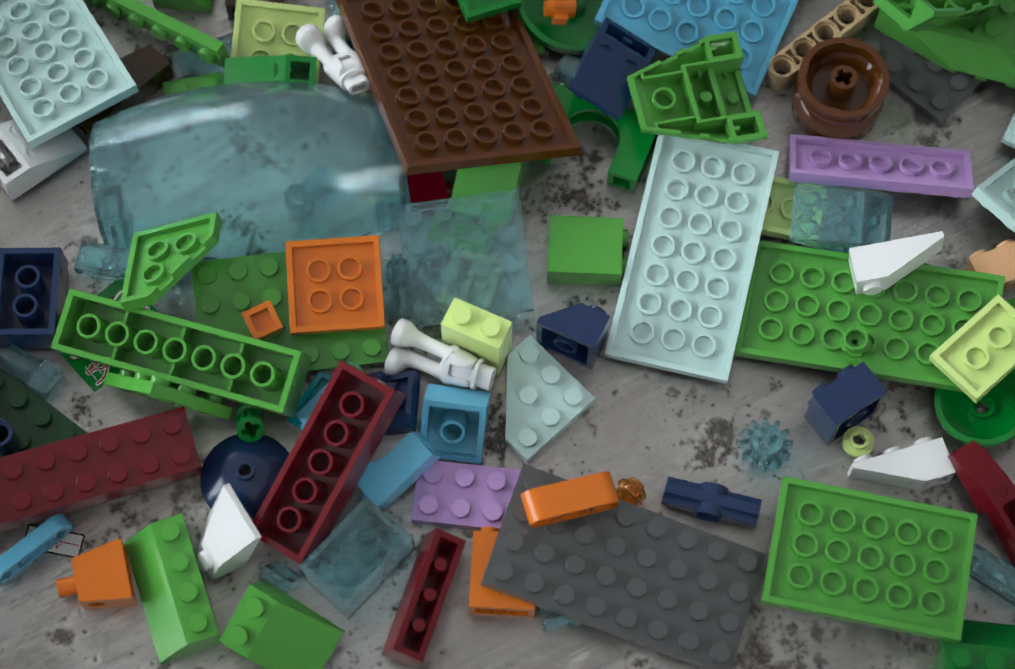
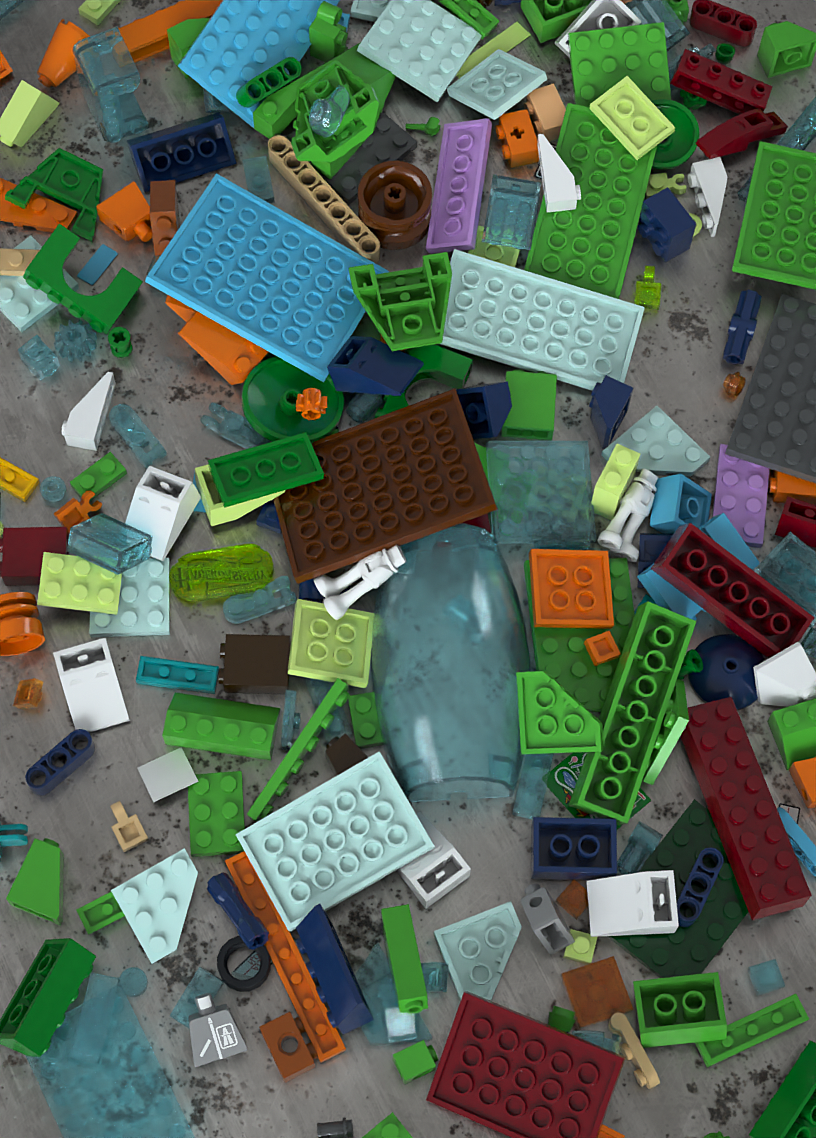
camera: 90 degrees left, 0 degrees up
(195, 14) = (291, 720): none -> clear light blue plate
(270, 68) = (366, 640): green slope -> none
(570, 499) = (761, 411): orange beam -> none
(571, 192) = (485, 408): none -> dark blue slope
(751, 388) = (647, 291): none -> clear neon green plate
(765, 432) = (686, 284): clear light blue gear -> none
(859, 335) = (619, 204): bright green plate -> none
(913, 406) = (659, 181): none -> yellowish green plate
(966, 139) = (430, 128): none -> bright green hand
(972, 223) = (517, 138): none -> orange brick

